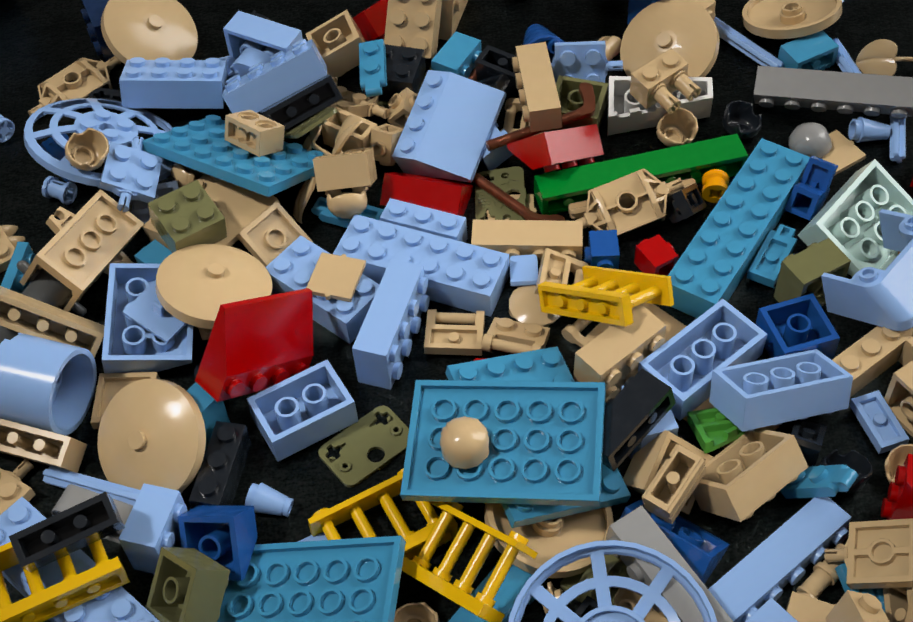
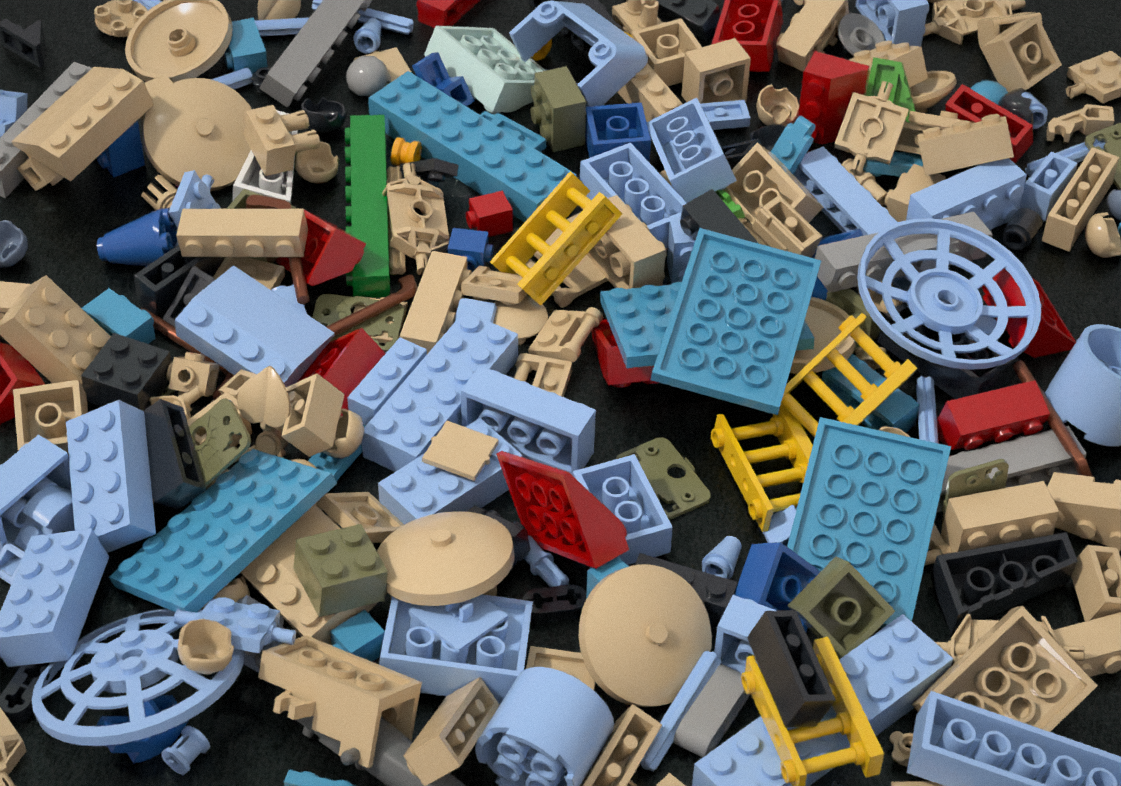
camera: 85 degrees left, 5 degrees down
(254, 132) = (212, 495): tan brick -> none
(372, 67) = (133, 378): dark azure hinge -> none
(464, 442) = (741, 339): tan hair -> none

